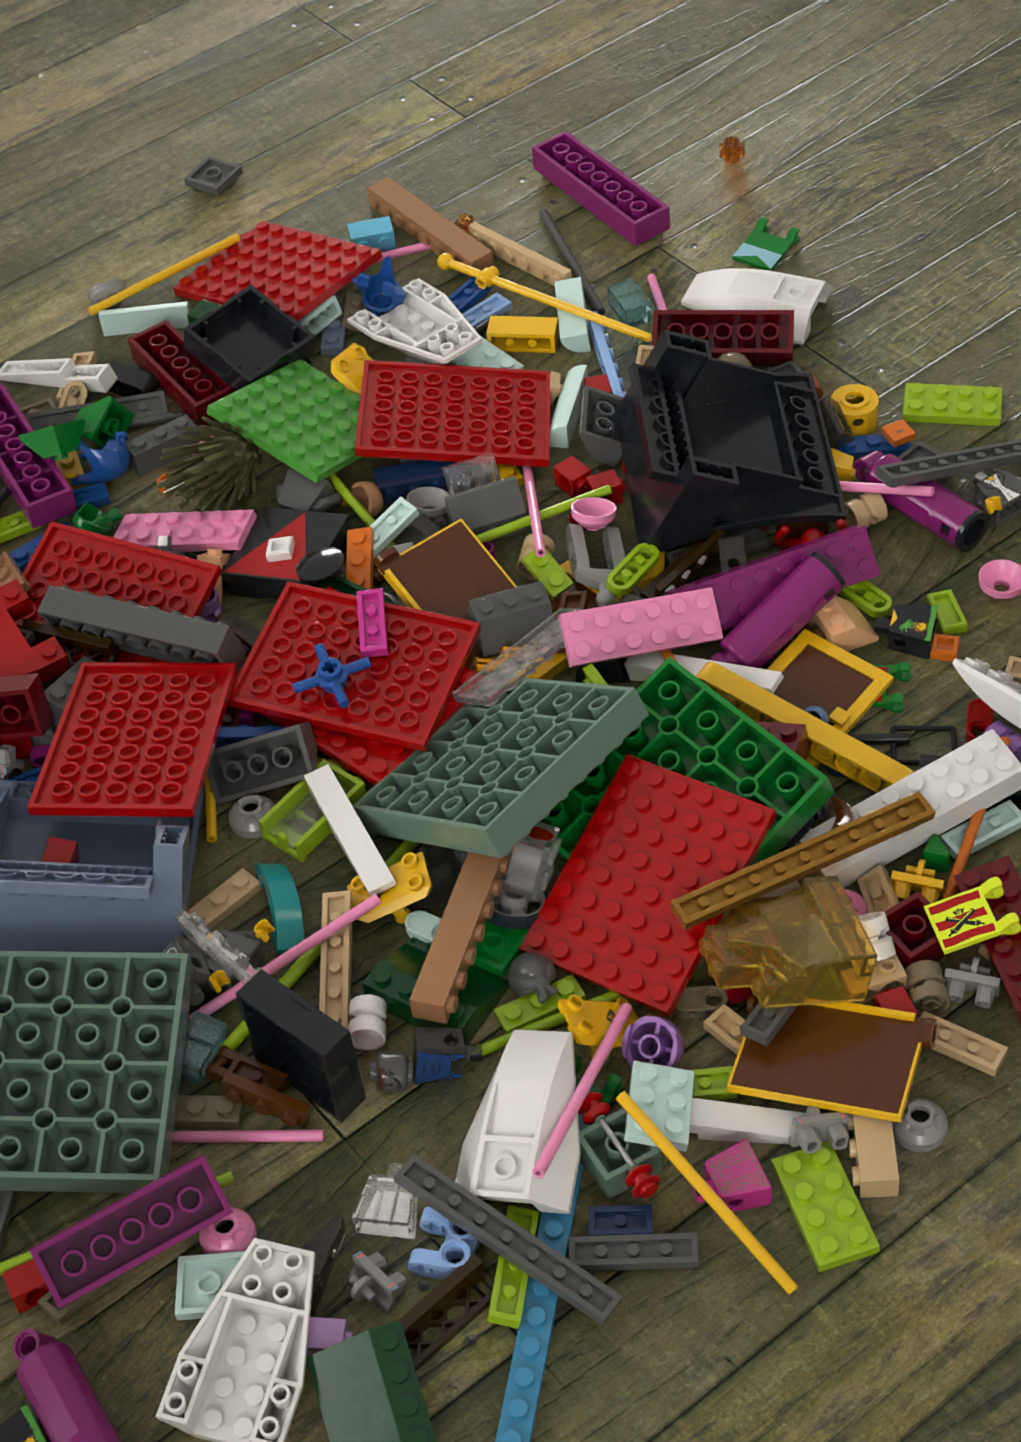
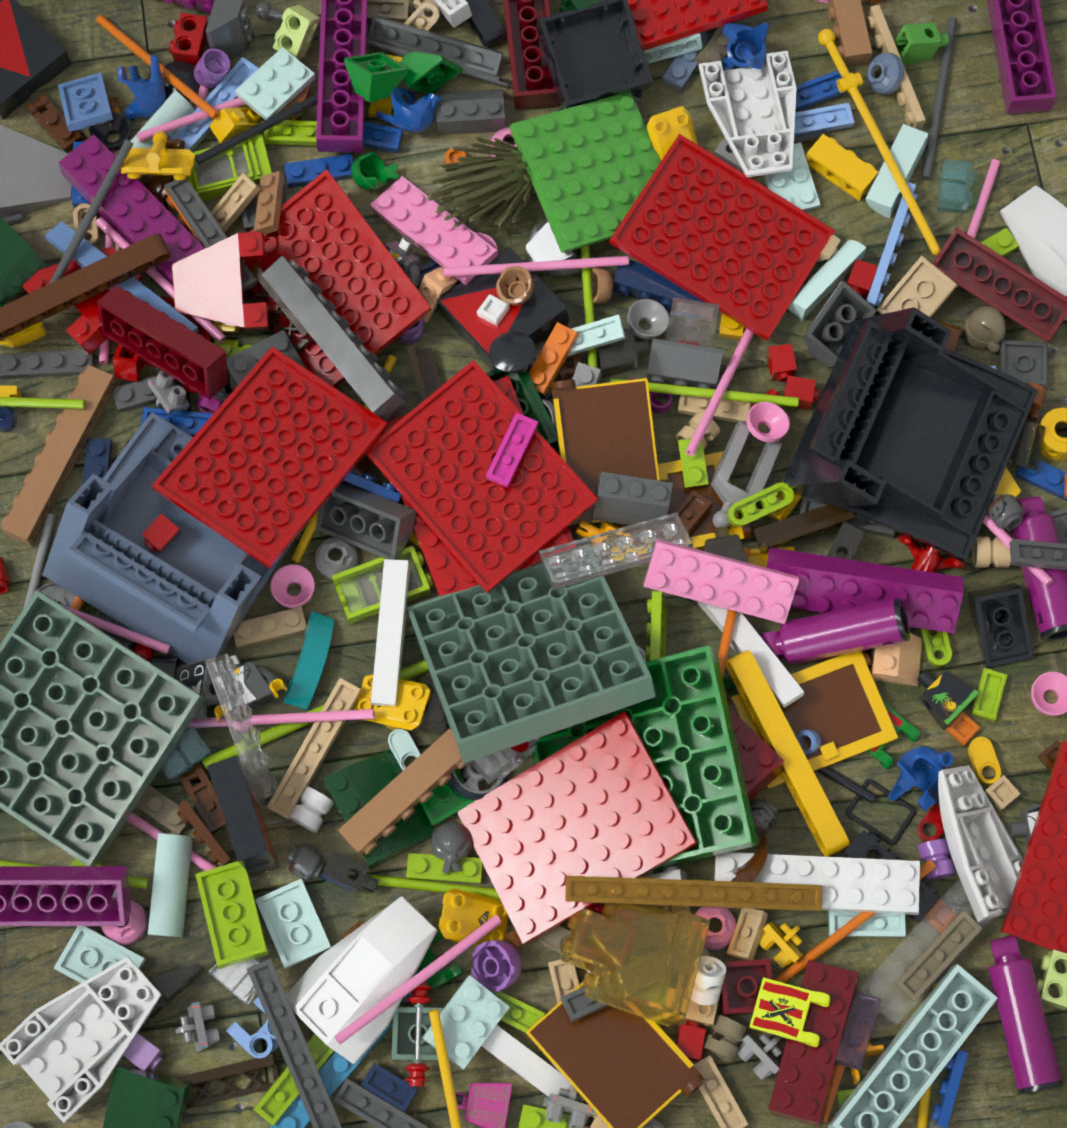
camera: 25 degrees right, 25 degrees up
(221, 846) = (290, 575): none -> bright pink piece
(259, 1168) = (170, 885): none -> light aqua brick
(287, 518) = (519, 290): none -> medium nougat helmet
(297, 504) = (537, 266): none -> bright pink piece
(331, 675) = (451, 493): blue bar -> none
(344, 1149) = (231, 914): none -> lime plate
(412, 1127) = (293, 923): none -> light aqua plate
(520, 260) = (891, 74): none -> sand blue piece
(527, 228) = (919, 42): none -> bright green torso
(552, 527) = (727, 410): none -> tan plate
(853, 467) = (1005, 511): none -> dark grey head
(915, 555) = (1001, 624): none -> black slope
(936, 687) = (921, 769): none -> blue piece
(936, 855) = (814, 925): green slope -> none
(979, 650) = (983, 755): none -> yellow piece

